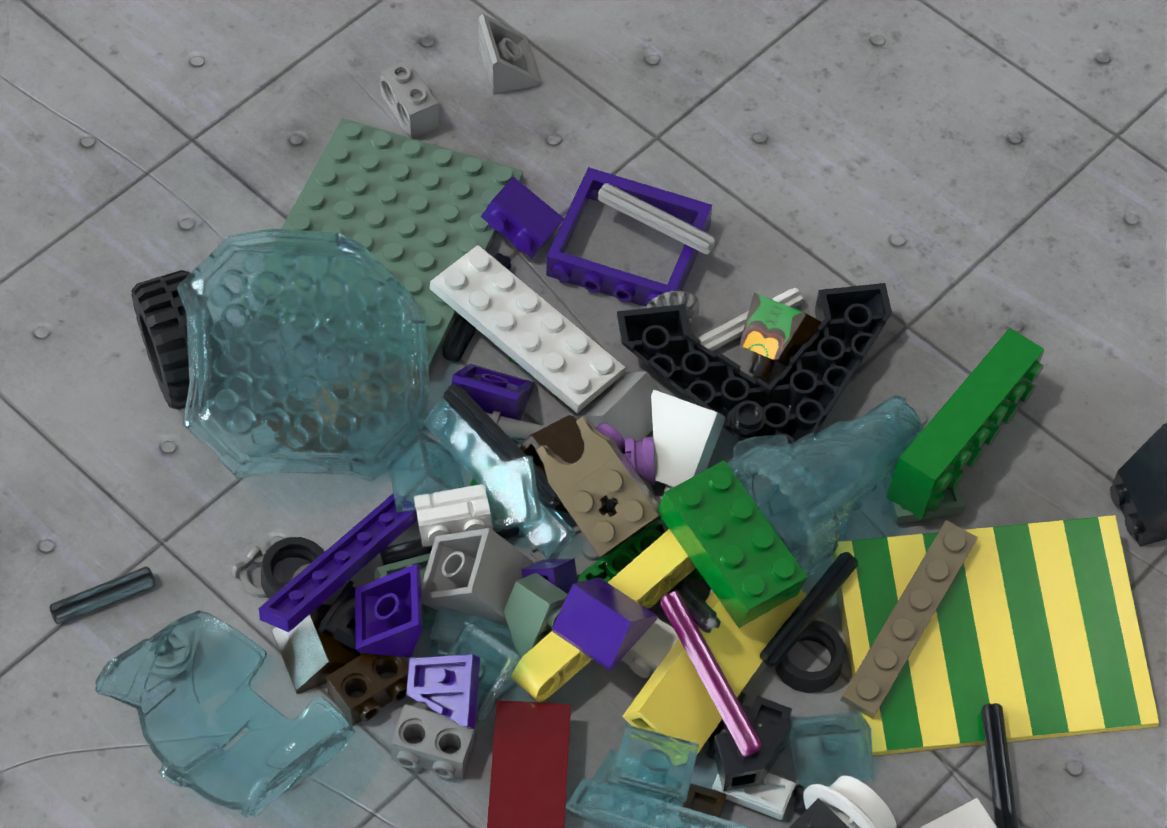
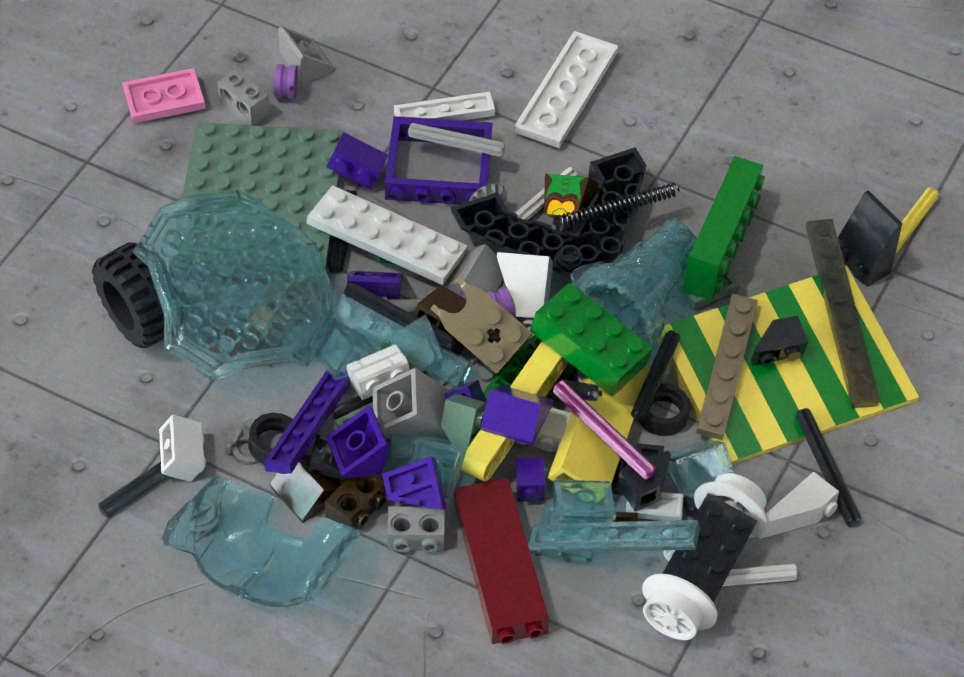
camera: 15 degrees left, 5 degrees down
(175, 557) = (182, 448): none -> white brick
(312, 72) = (163, 95): none -> bright pink plate
(469, 88) = (286, 81): none -> medium lavender wheel
(601, 711) = (530, 479): none -> dark purple brick
(665, 171) = (451, 108): none -> white plate
(826, 178) = (566, 89): none -> white plate
(831, 358) = (620, 205): none -> black piece
(991, 602) = (780, 341): none -> black slope
(1088, 583) = (842, 314): none -> clear smoke plate

